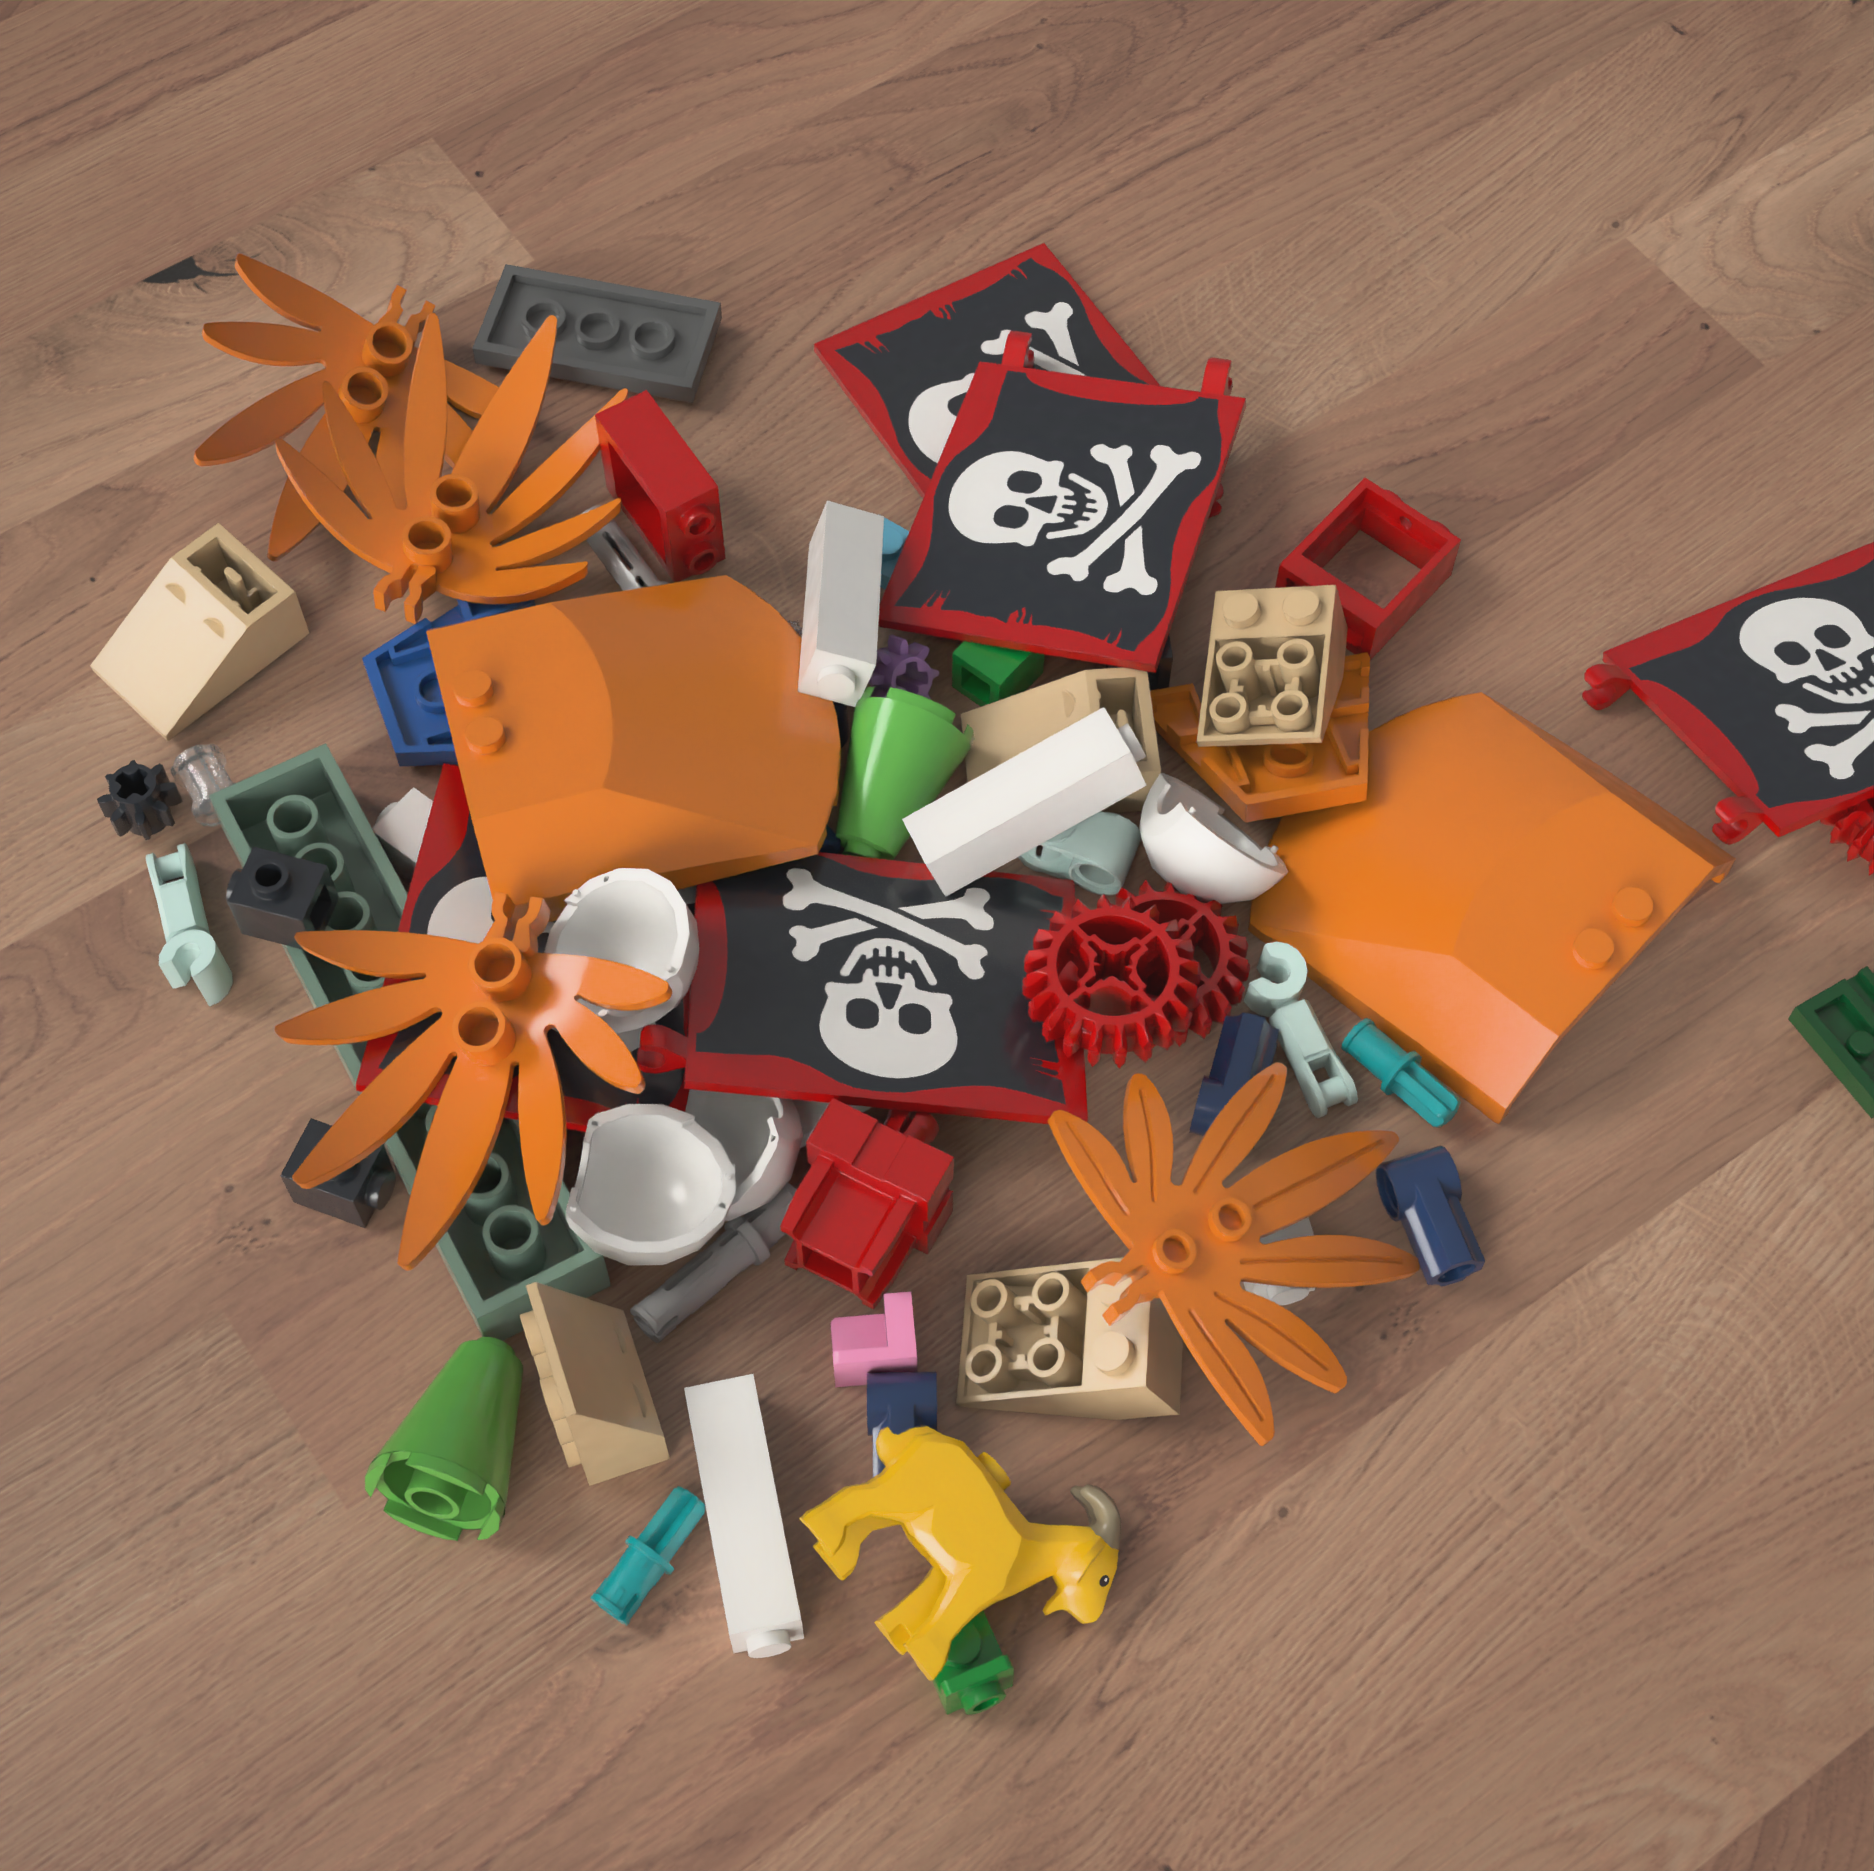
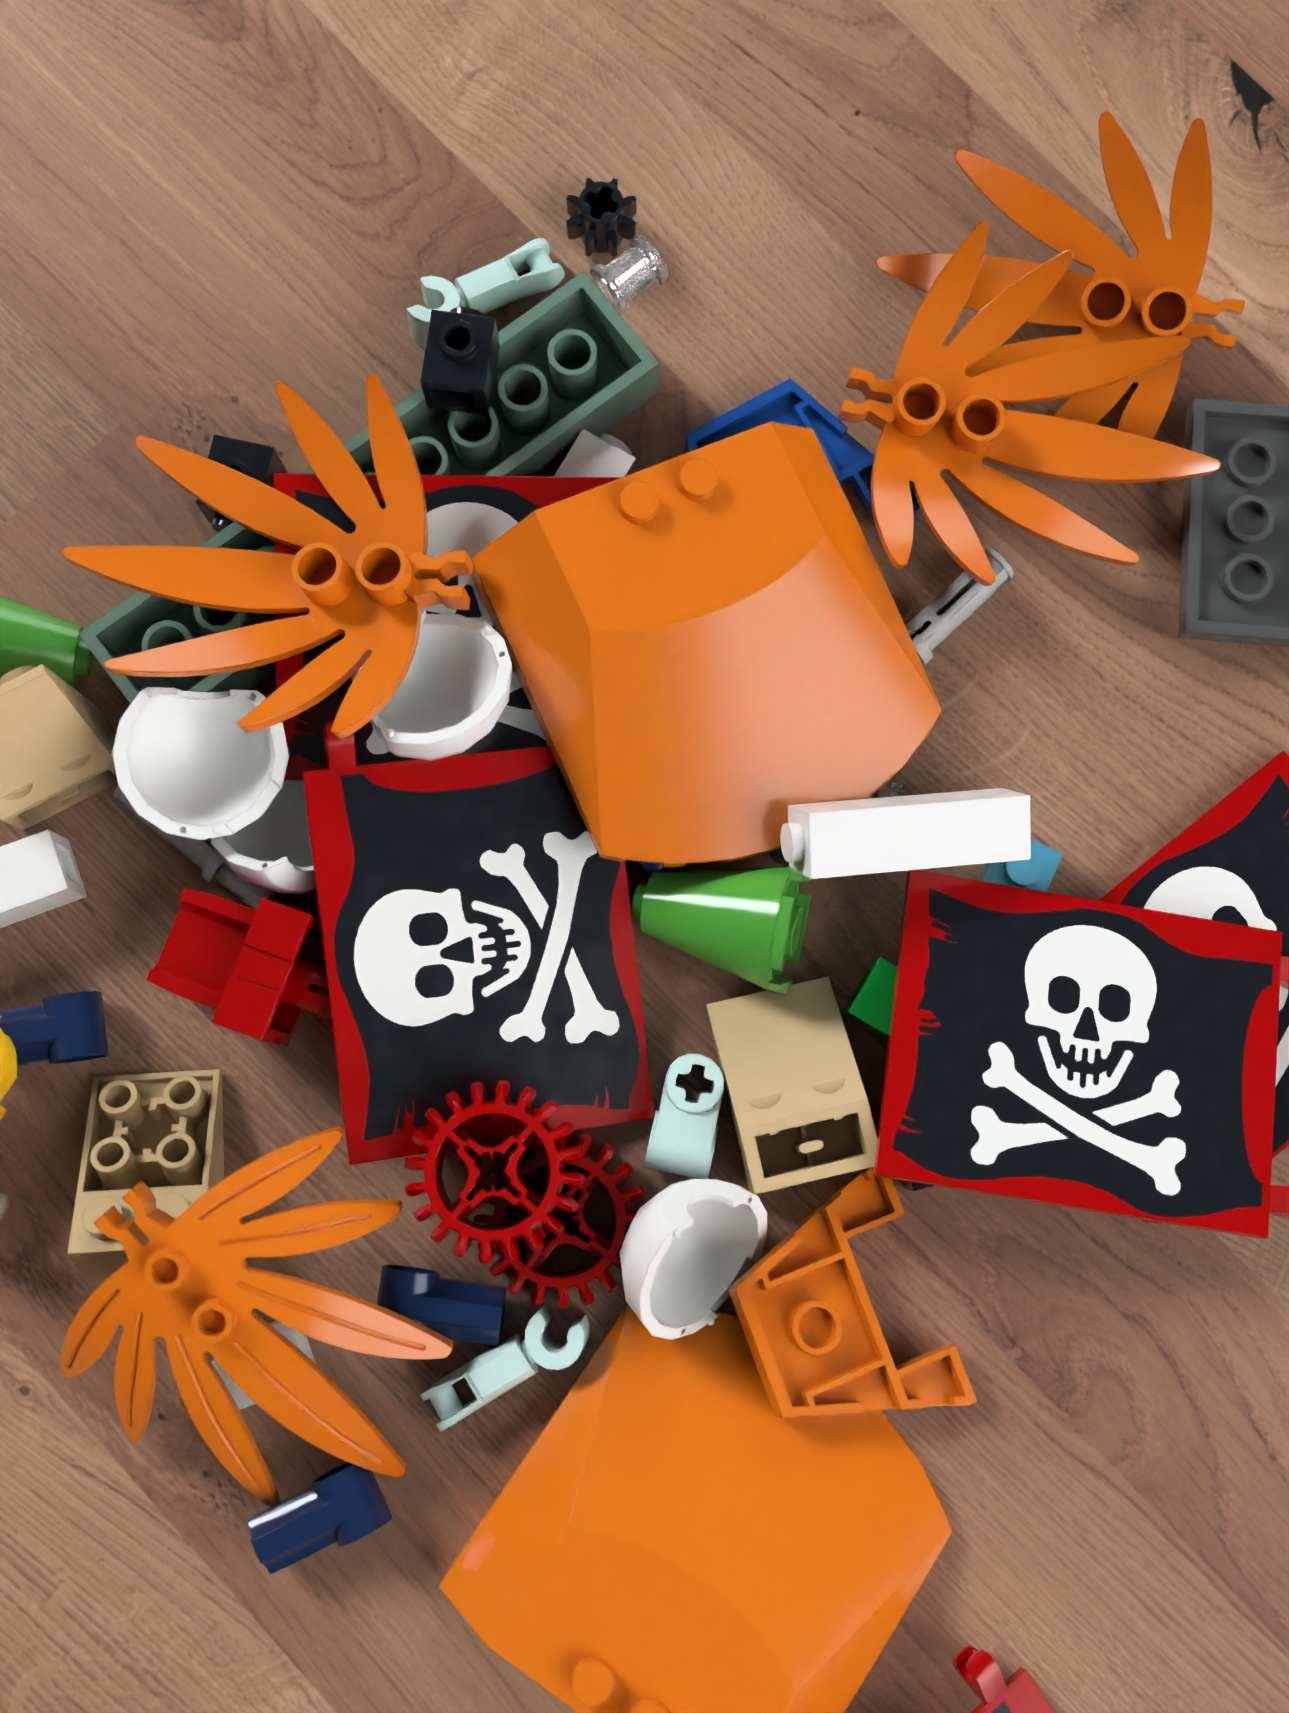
camera: 80 degrees right, 20 degrees up
(200, 632) = (794, 222): tan slope -> none
(661, 486) = (1037, 621): red window -> none
(875, 1342) = (125, 999): bright pink panel -> none
(902, 668) = (857, 907): medium lavender gear -> none
(1027, 800) = (690, 1060): white brick -> none
(1272, 666) = (908, 1301): tan slope -> none
(1382, 517) = (1023, 1361): red window -> none
(1401, 1073) = (472, 1475): teal axle -> none

